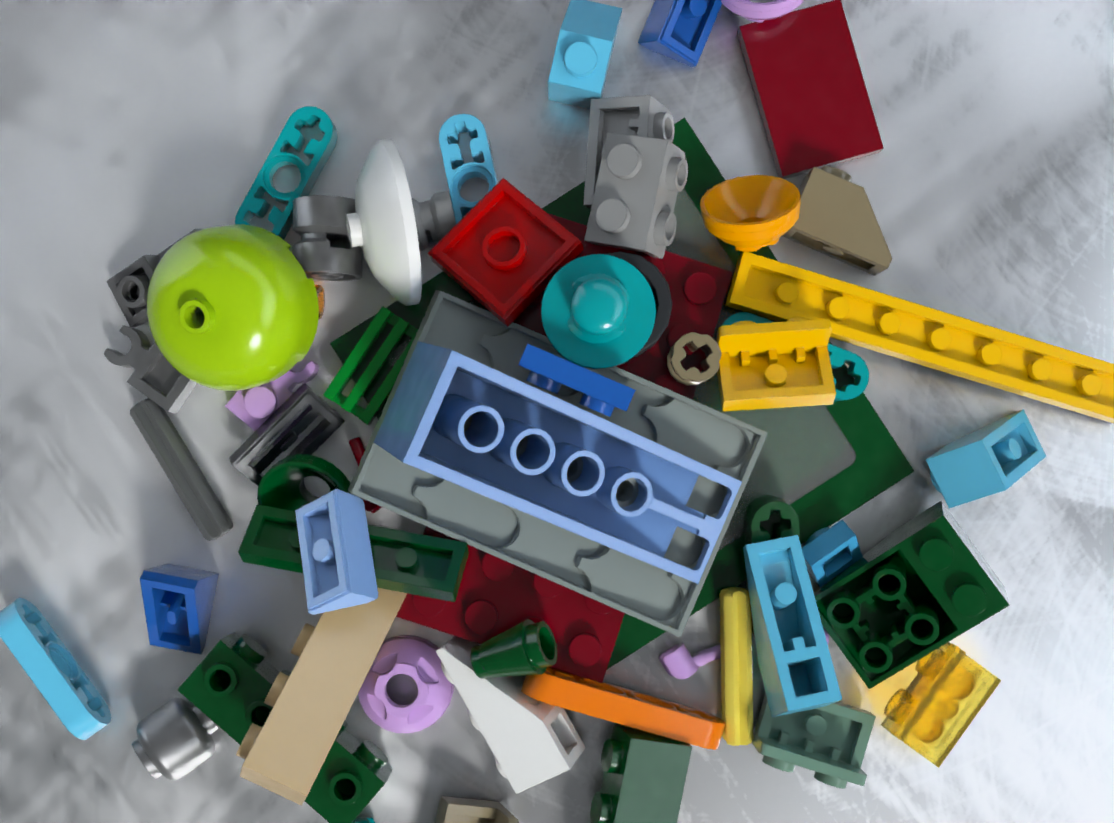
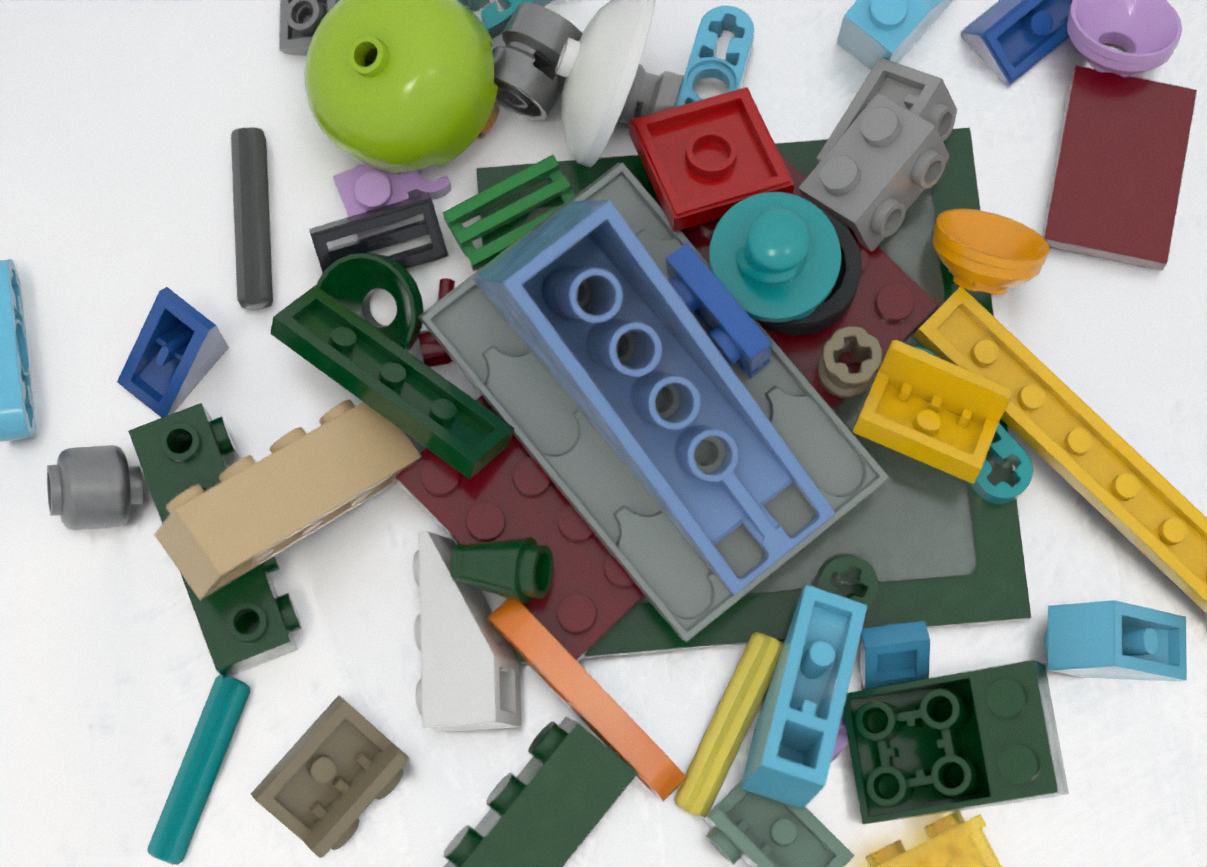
camera: 25 degrees right, 10 degrees down
(152, 372) = (281, 104): flat silver plate -> none
(336, 552) = (375, 364): light blue slope -> none
(419, 660) = (366, 596): lavender piece -> none
(682, 664) = (670, 693): lavender hand -> none
(839, 221) = (1077, 312): dark tan slope -> none

